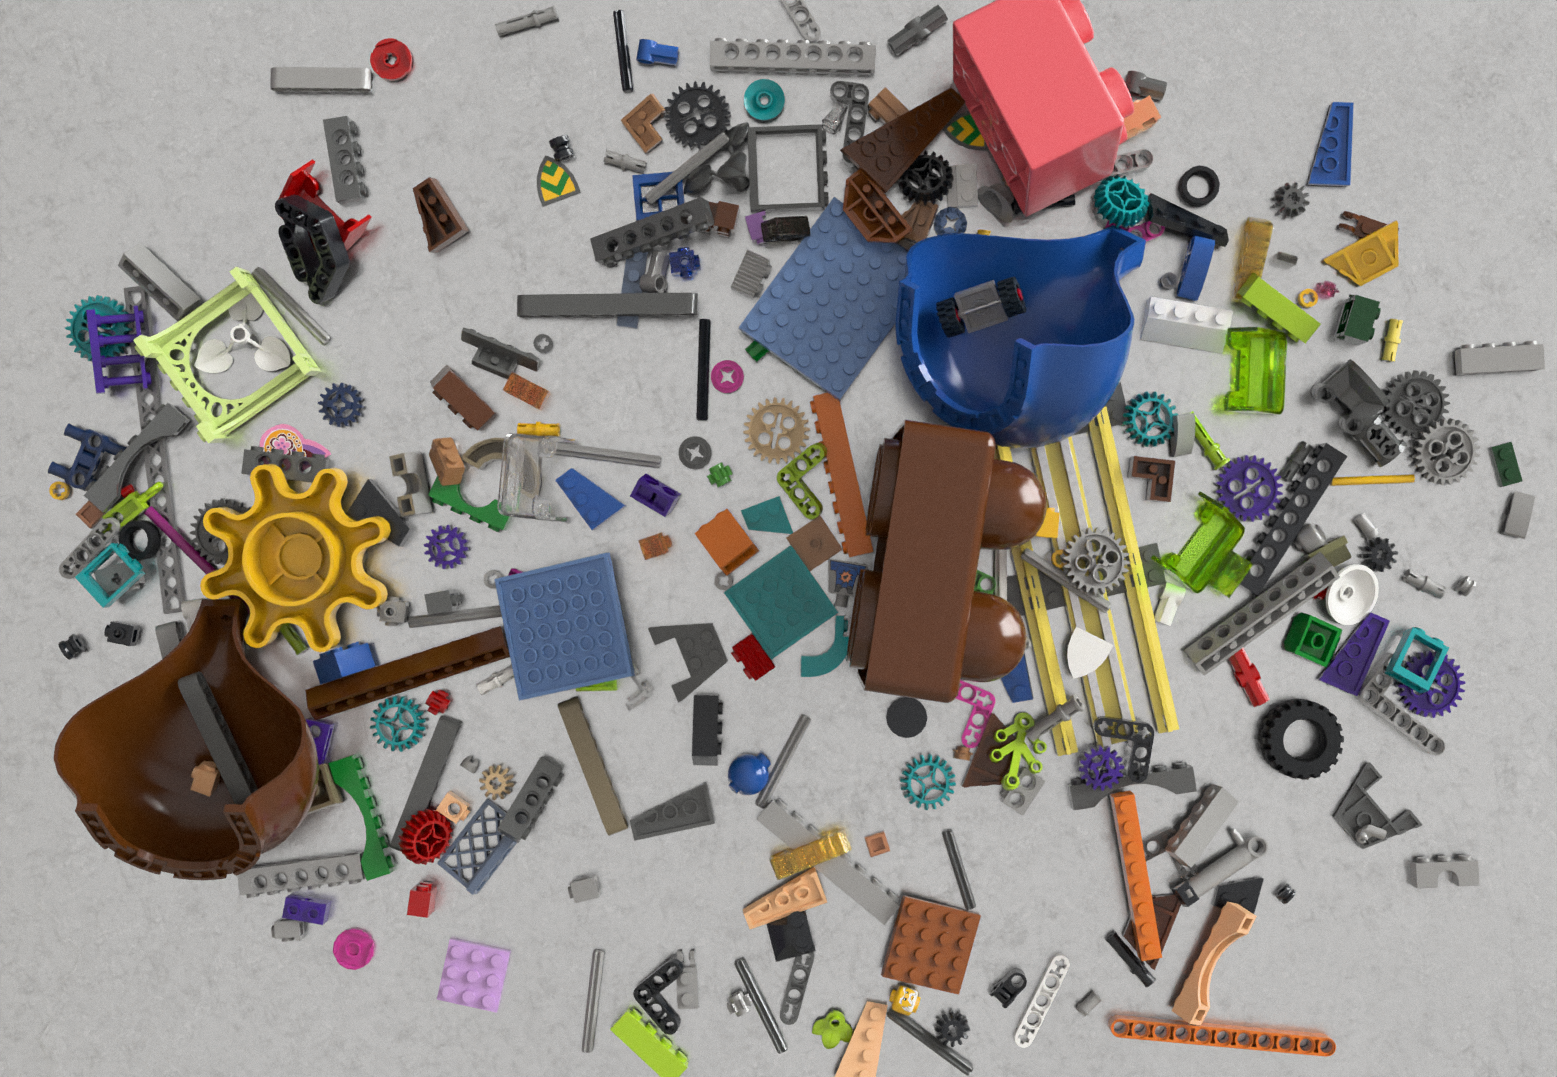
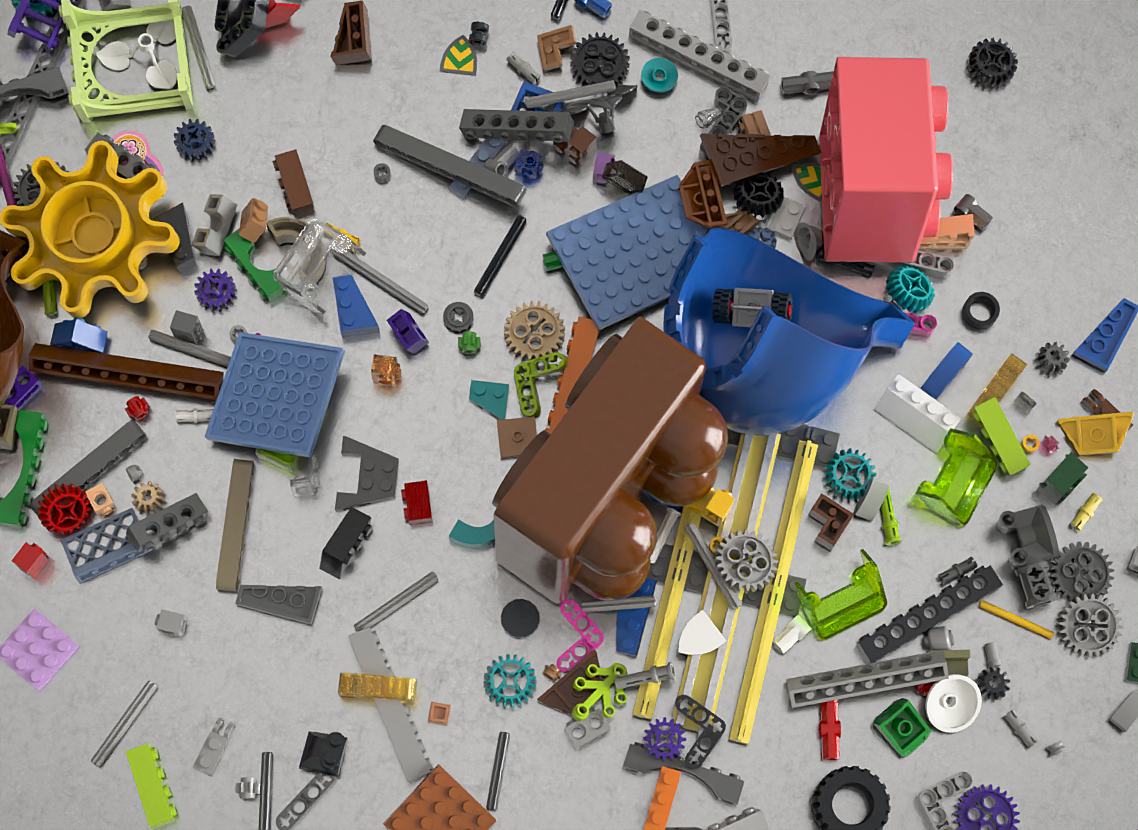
camera: 20 degrees right, 15 degrees down
(380, 720) = (89, 415): teal gear -> none
(400, 611) = (143, 317): light grey brick -> none
(496, 356) = (340, 163): dark grey bracket -> none
(526, 391) = (348, 200): clear orange brick -> none
(653, 990) = (179, 740): black beam -> none
(723, 587) = (426, 435): light grey bush -> none
(726, 542) = (446, 396): orange brick -> none
(727, 366) = (521, 263): dark pink gear -> none
(748, 774) = (361, 596): blue brick -> none
(750, 274) = (578, 200): light grey brick -> none
(781, 602) = (463, 469): teal plate -> none
(796, 895) = (349, 719): light nougat wing -> none
(821, 157) = (664, 106): dark grey window -> none
(1165, 282) = (916, 372): light grey hinge -> none
(1179, 219) = (953, 328): black wing -> none
(1229, 574) = (855, 633): clear neon green bracket -> none
(1238, 473) = (910, 589): dark purple gear -> none
(1354, 659) = (931, 761): dark purple wing -> none
(1405, 676) = (969, 795): teal window -> none

